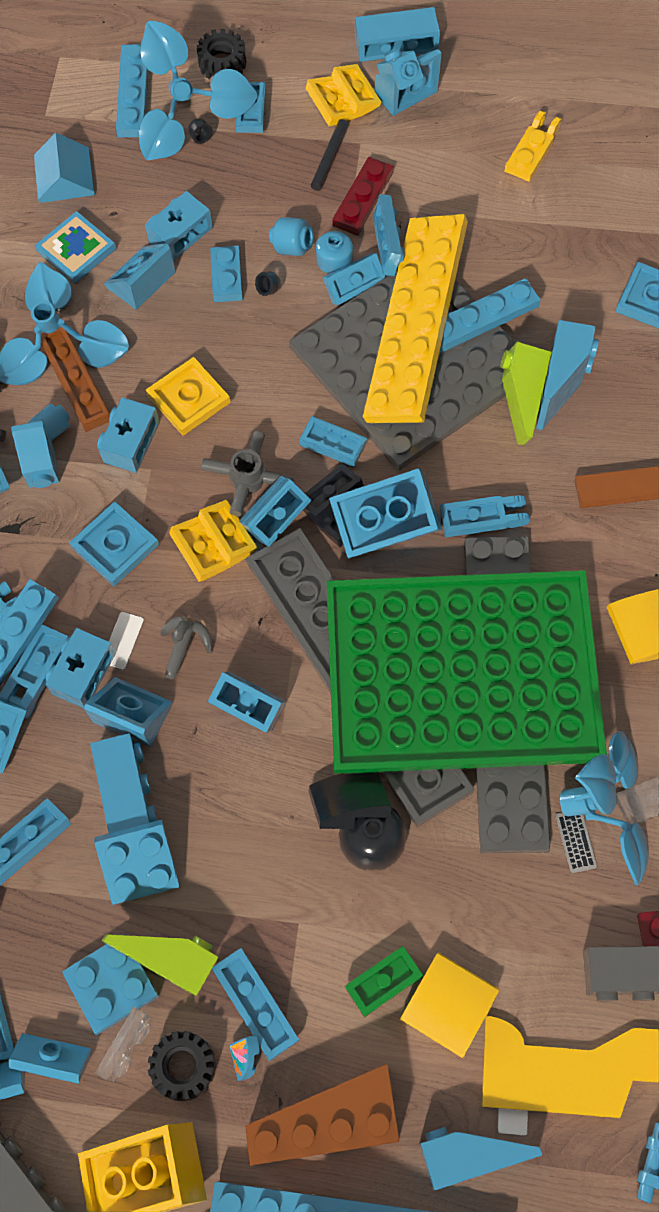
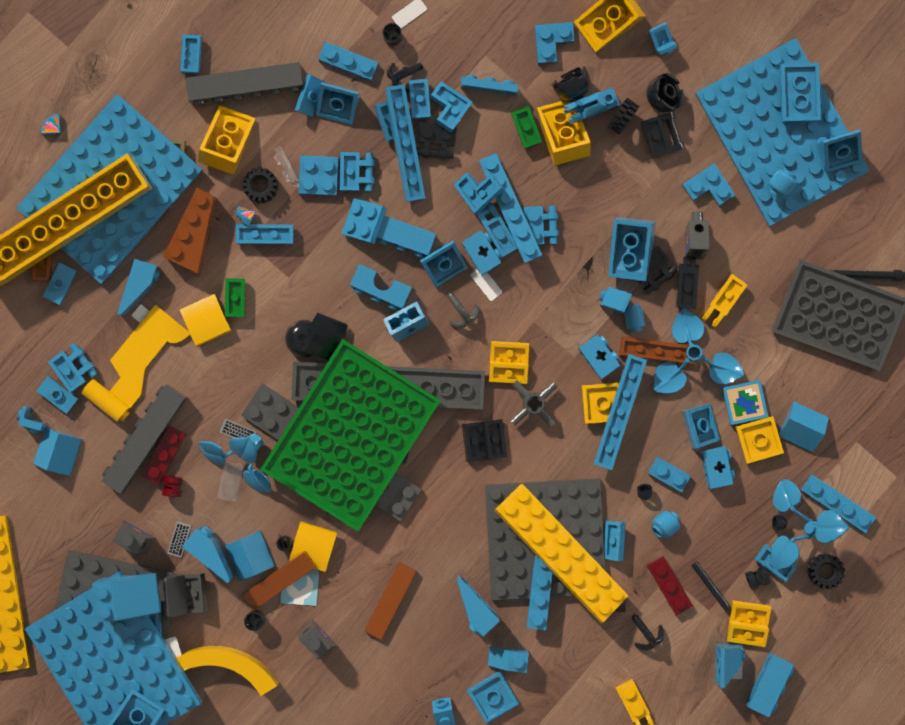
camera: 120 degrees right, 20 degrees up
(50, 1058) = (302, 129): dark azure plate -> none
(74, 936) = (350, 171): none -> dark azure plate
(112, 204) = (759, 439): none -> yellow plate
(114, 543) = (540, 310): dark azure plate -> none
(175, 959) = (310, 208): lime slope -> none
(183, 361) = (620, 412): none -> dark azure plate
(226, 803) = (395, 296): none -> dark azure arch
(275, 510) = (499, 401): dark azure brick -> none
(283, 112) = (757, 578): none -> black wheel
(332, 441) = (523, 460): dark azure plate -> none
(333, 251) = (630, 540): dark azure head -> none
(385, 513) = (458, 457): dark azure slope -> none
(387, 235) = (627, 576): dark azure plate -> none
(402, 66) = (726, 657): dark azure bracket -> none
(442, 167) = (647, 634): none -> black piece
(482, 515) = (428, 506): dark azure hinge -> none
(523, 384) = (484, 582): lime slope -> none
(594, 301) = (508, 659): none -> dark azure slope

